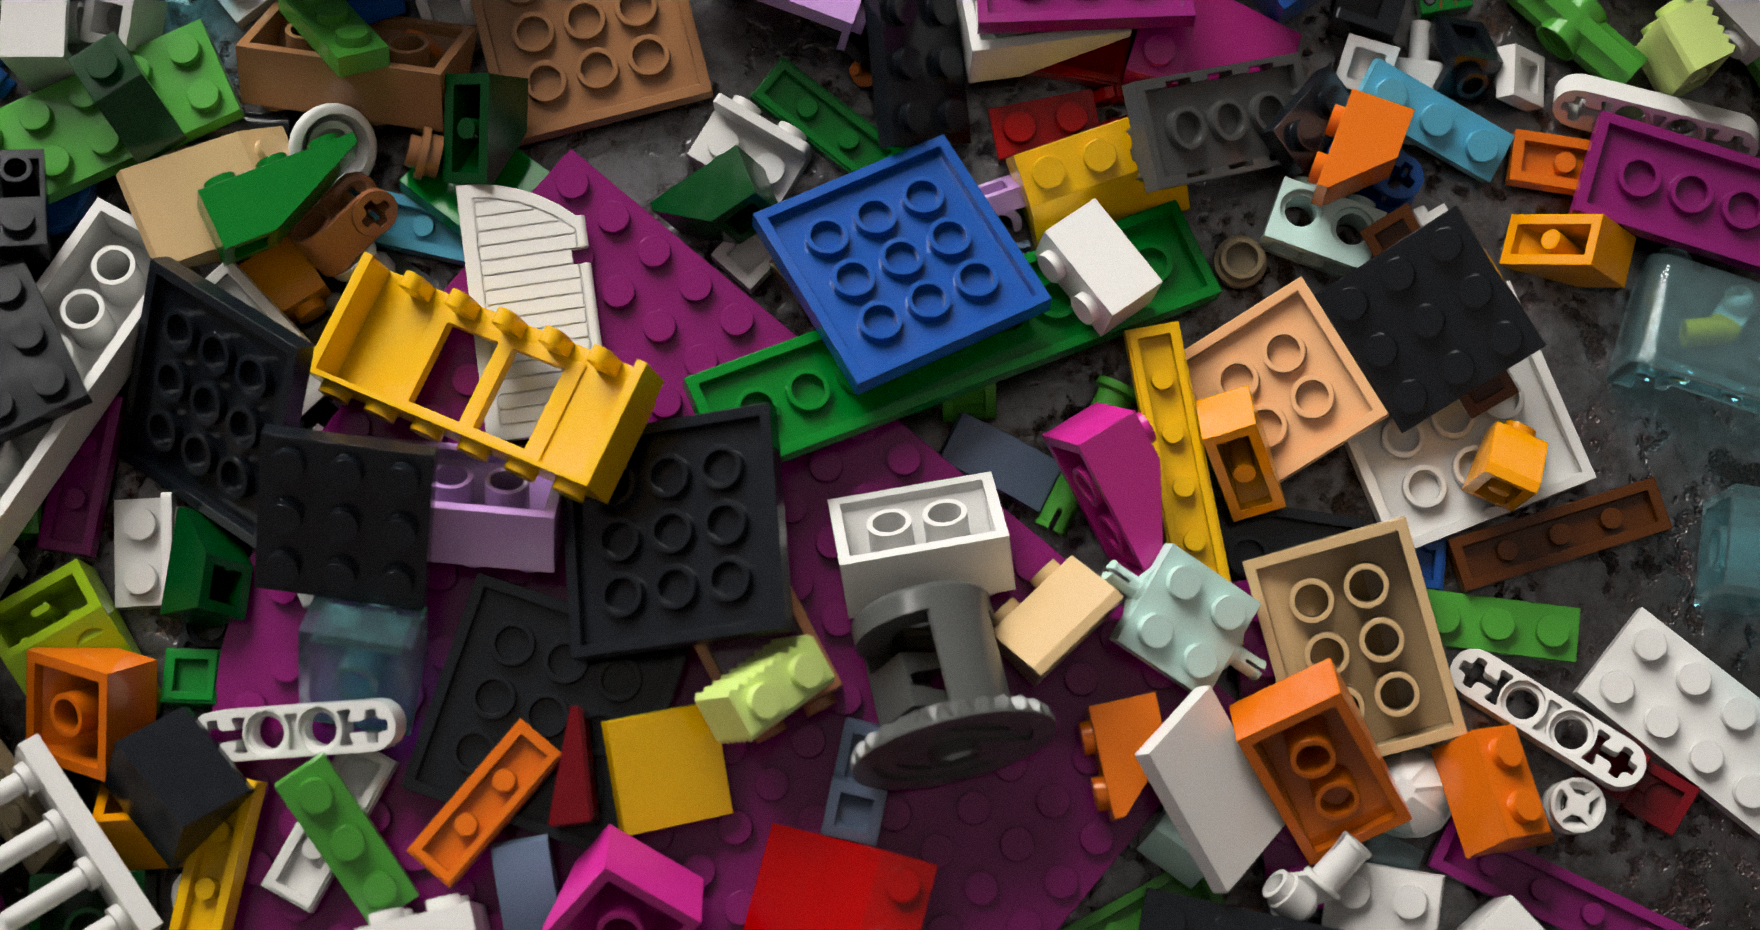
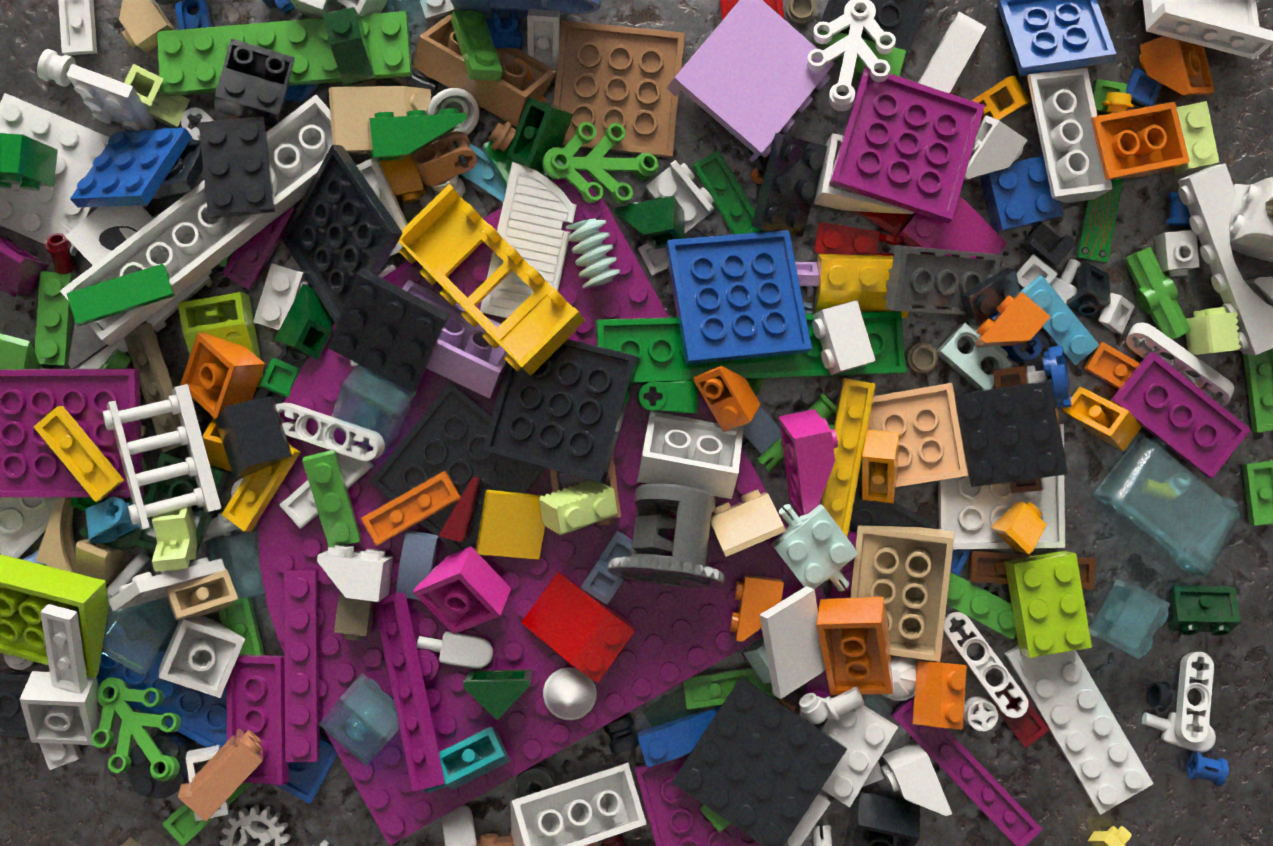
camera: 20 degrees right, 10 degrees up
(597, 144) = (597, 165): none -> bright green plant
(637, 278) = (593, 252): none -> light aqua piece
(860, 460) = (674, 396): none -> green piece
(944, 425) = (727, 397): none -> orange slope
(1462, 192) = (1056, 366): none -> blue plate
(1606, 574) = (1048, 604): none -> lime brick

